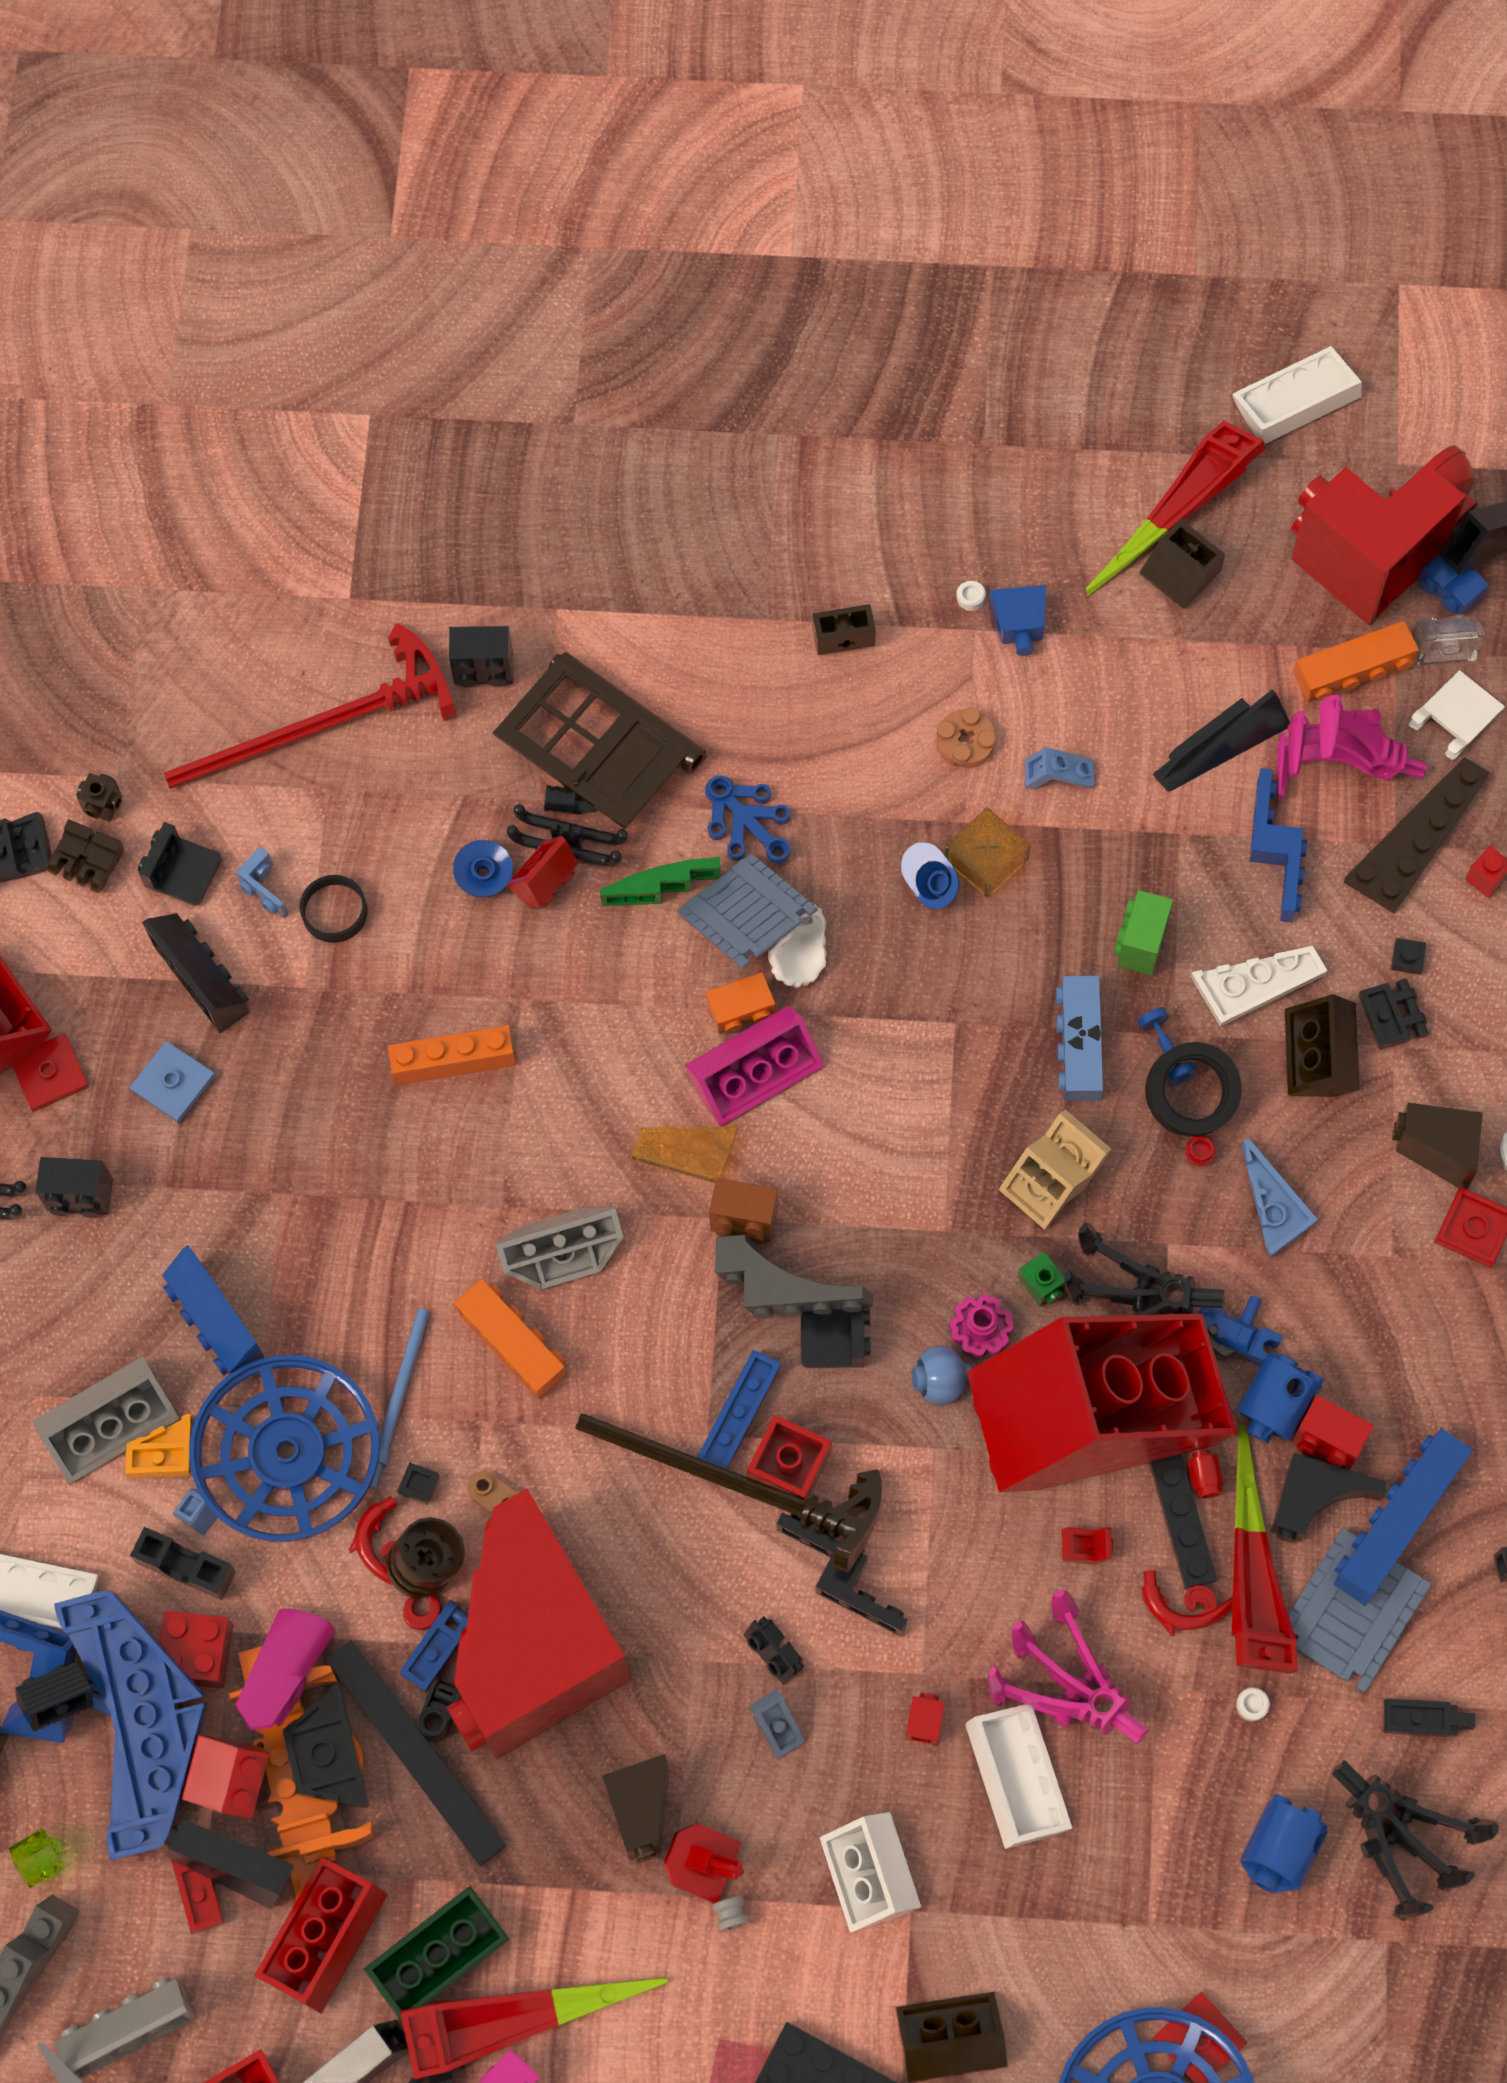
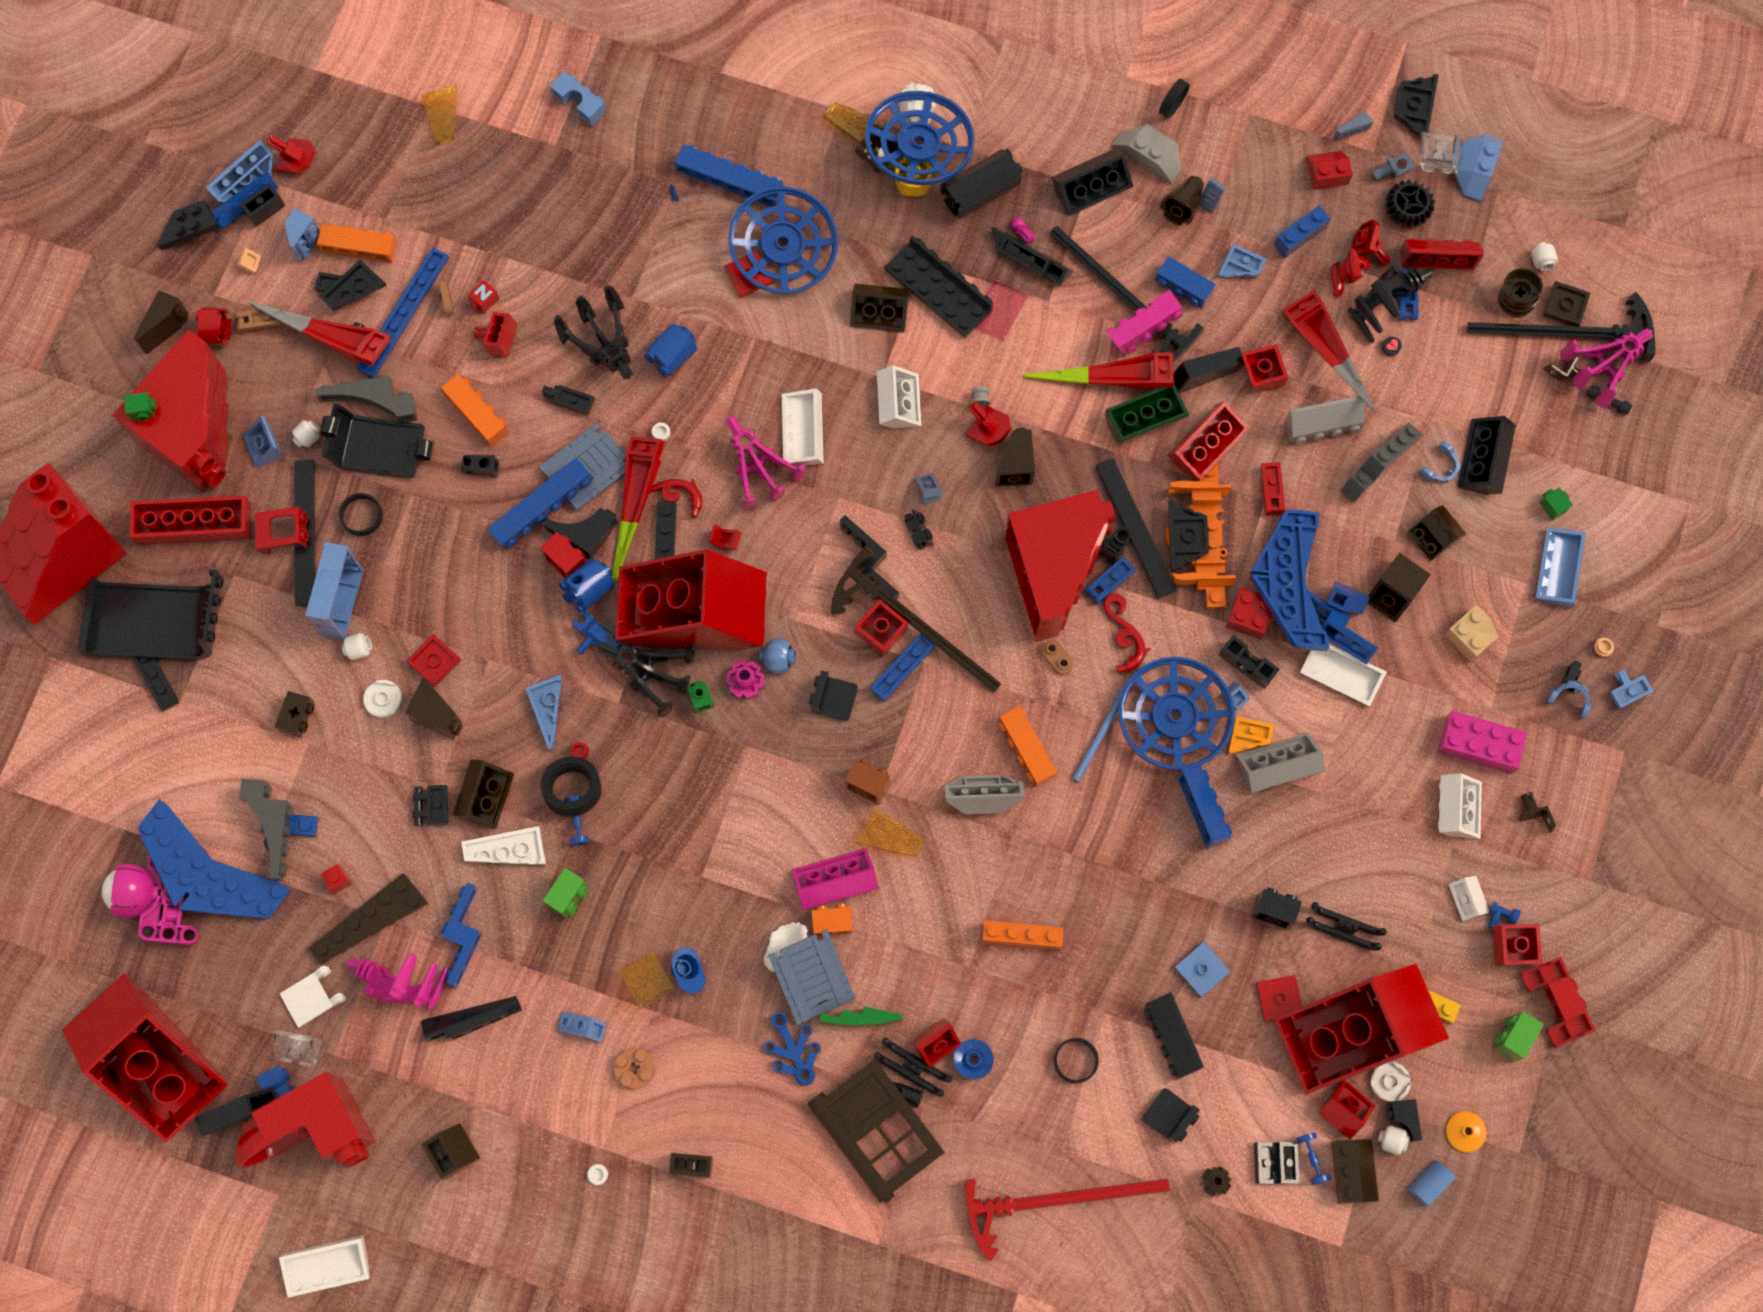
camera: 170 degrees left, 5 degrees up
(37, 1857) = (1359, 522): clear neon green brick -> none
(54, 1696) = (1337, 596): black brick -> none
(79, 843) = (1235, 1150): dark brown legs -> none
(225, 1775) = (1245, 534): slope -> none
(228, 1862) = (1252, 486): black slope -> none
(255, 869) = (1120, 1100): medium blue bracket -> none
(282, 1667) = (1201, 584): dark pink panel -> none
(418, 1483) = (1101, 675): black plate -> none
(433, 1543) = (1098, 620): dark brown wheel -> none
(481, 655) = (939, 1212): black brick -> none
(775, 1291) = (861, 727): dark grey arch -> none
(925, 1719) = (845, 468): red brick -> none
(1019, 616) = (570, 1144): blue torso -> none
(1055, 1169) = (671, 758): tan bracket -> none
(1080, 1038) = (627, 840): medium blue brick -> none
(1206, 1474) = (643, 553): red brick -> none
(1212, 467) = (405, 1220): red plate -> none
(1356, 662) = (363, 1049): orange brick -> none
(1408, 956) = (407, 841): black plate -> none

